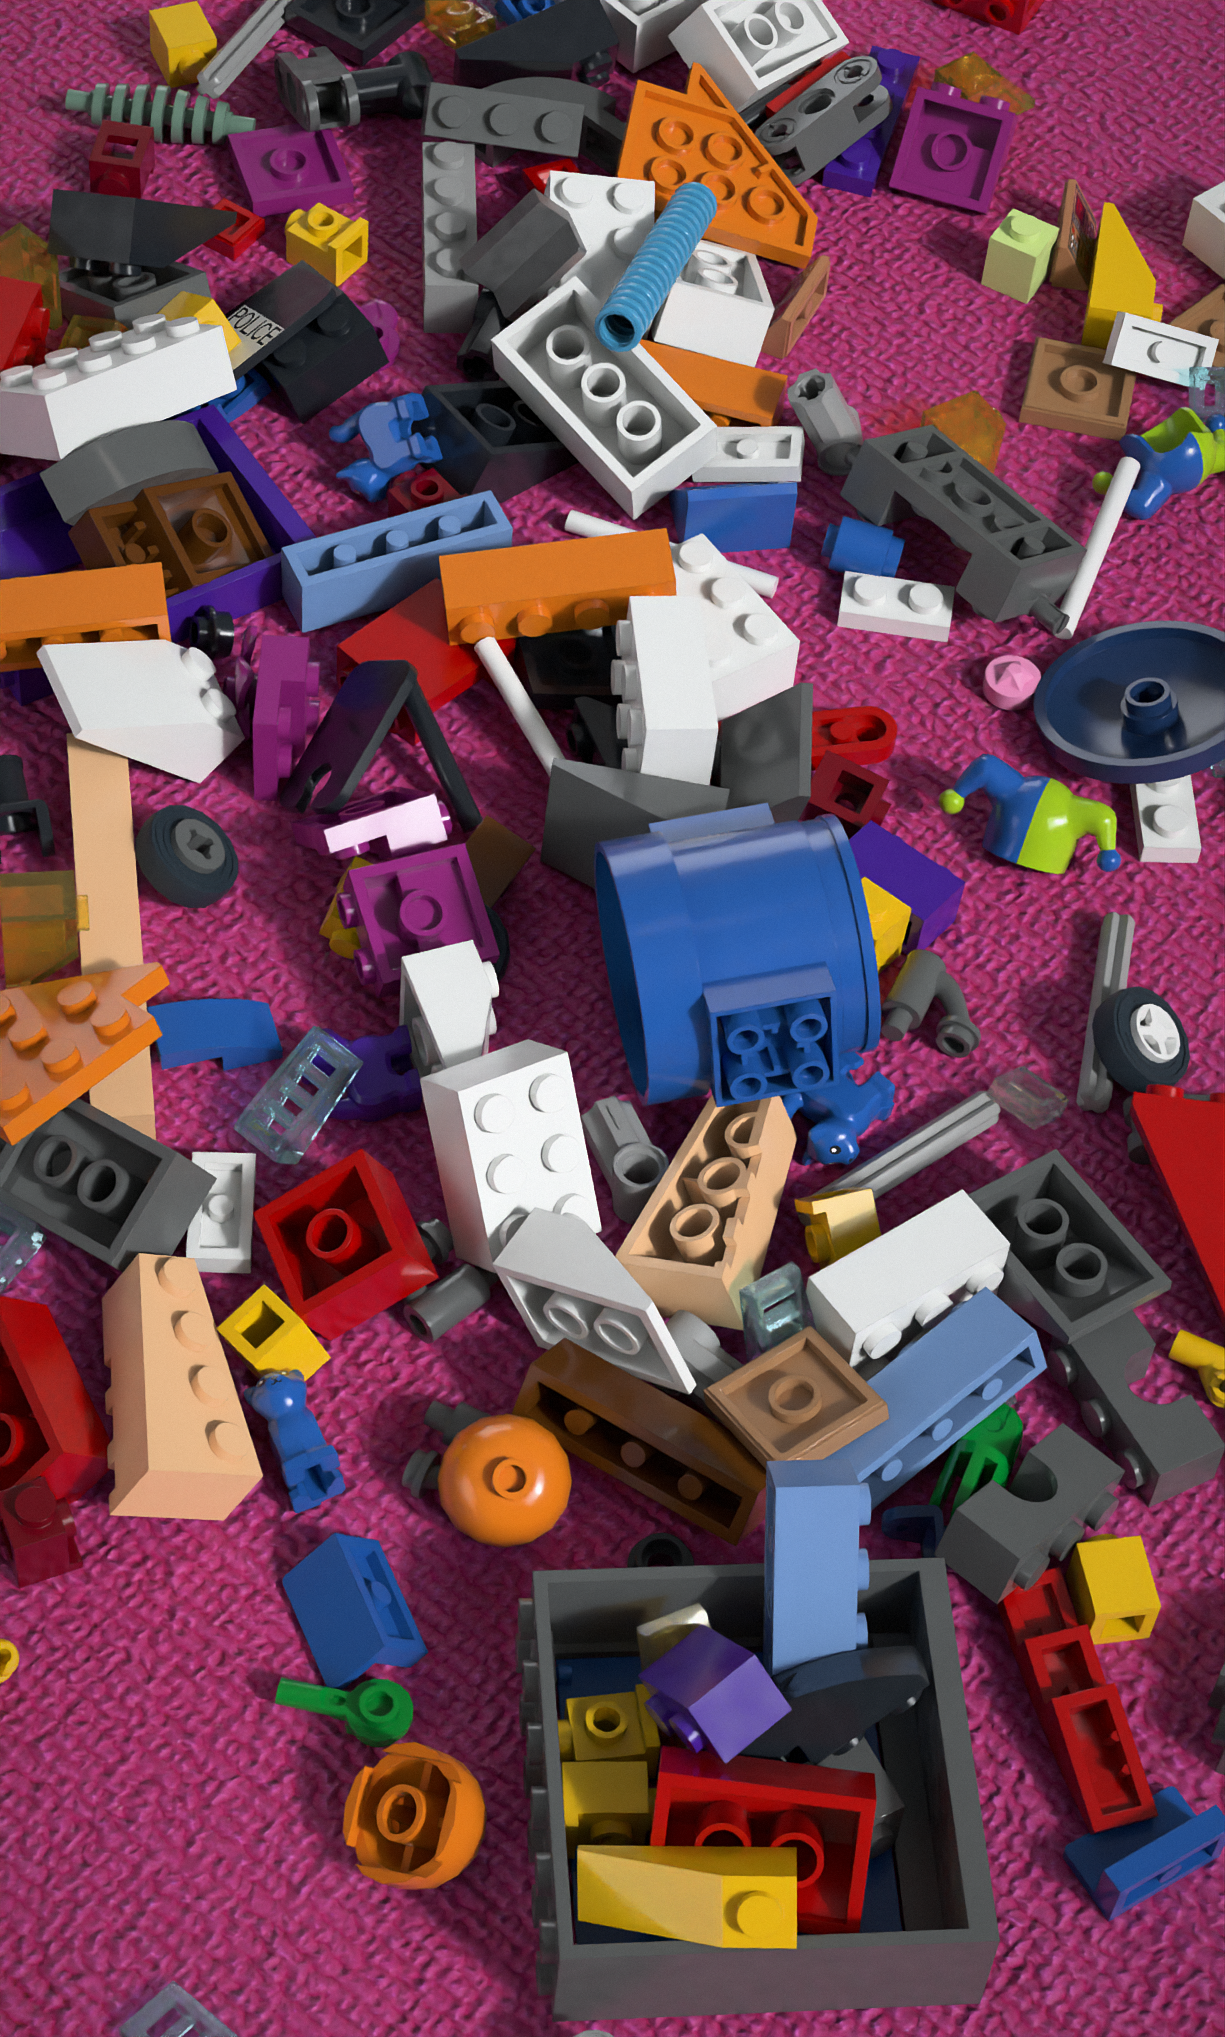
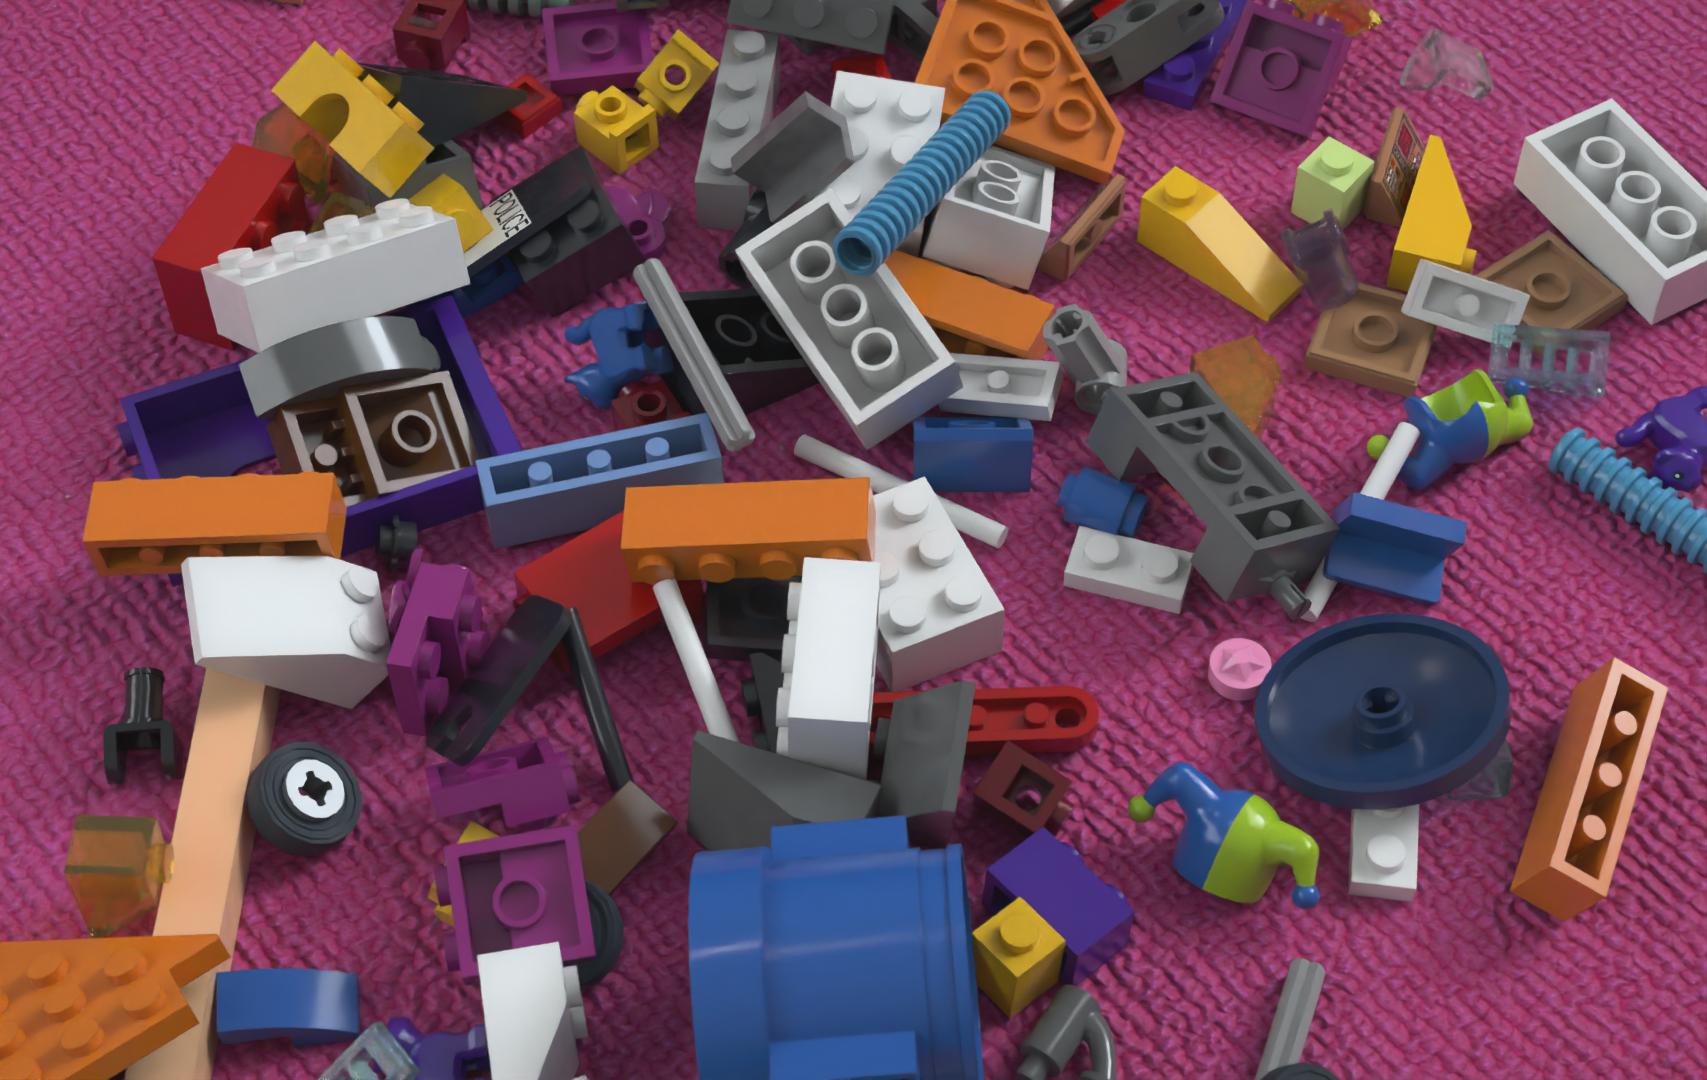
camera: 15 degrees right, 0 degrees up
(62, 219) = (355, 116): none -> yellow arch
(391, 175) = (690, 60): none -> yellow brick
(469, 437) = (694, 355): none -> light grey axle
(919, 314) = (1214, 244): none -> yellow slope
(1023, 323) = (1323, 261): none -> clear purple piece
(1102, 136) = (1448, 62): none -> clear tile
(1132, 565) = (1391, 548): none -> blue panel

